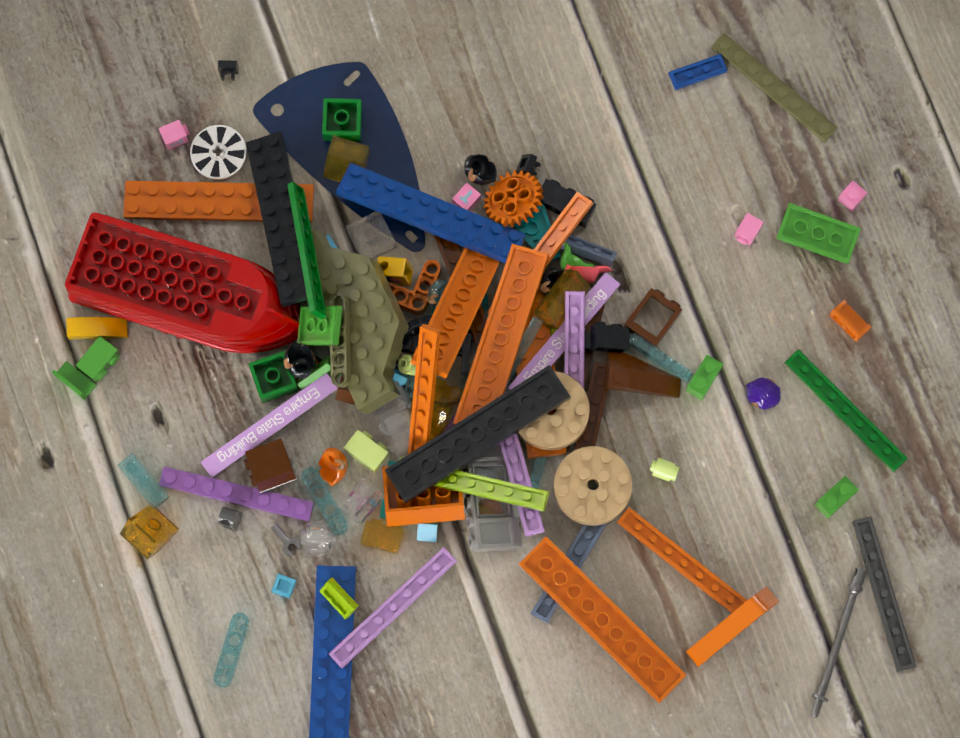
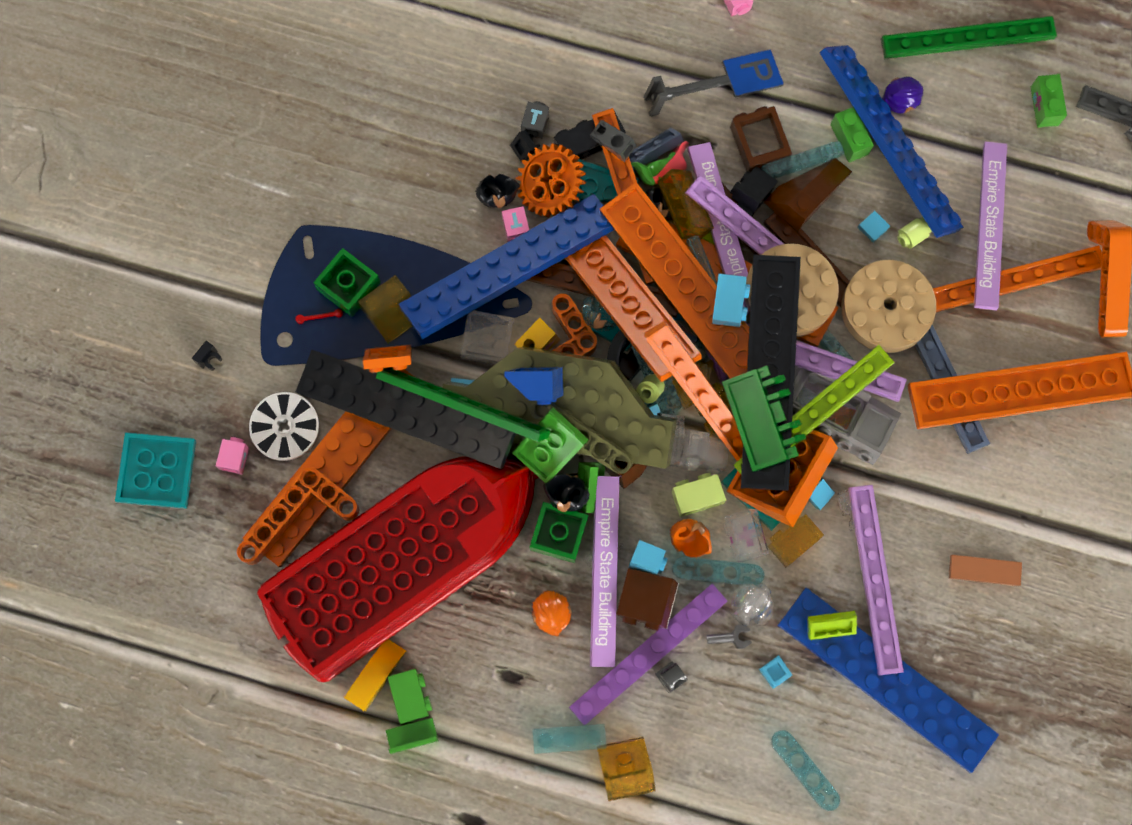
camera: 60 degrees left, 0 degrees up
(130, 94) = (155, 470): none -> teal plate
(163, 198) = (292, 511): none -> orange beam
(218, 411) = (551, 612): none -> orange hair
(296, 446) = (648, 558): none -> medium azure brick
(298, 109) = (300, 319): none -> red hinge
(308, 182) = (394, 356): none -> orange plate
(350, 284) = (538, 383): none -> blue slope
(437, 446) = (759, 419): none -> green hinge
(456, 680) = (985, 570): none -> nougat tile
(507, 372) = (730, 299): none -> medium azure brick
(551, 158) = (535, 119): none -> dark grey brick
(566, 218) = (613, 140): none -> dark grey leg
(649, 439) = (874, 226): none -> medium azure tile
(693, 274) = (744, 74): none -> piece
(709, 518) = (990, 226): none -> lavender tile
(719, 407) = (891, 140): none -> blue plate

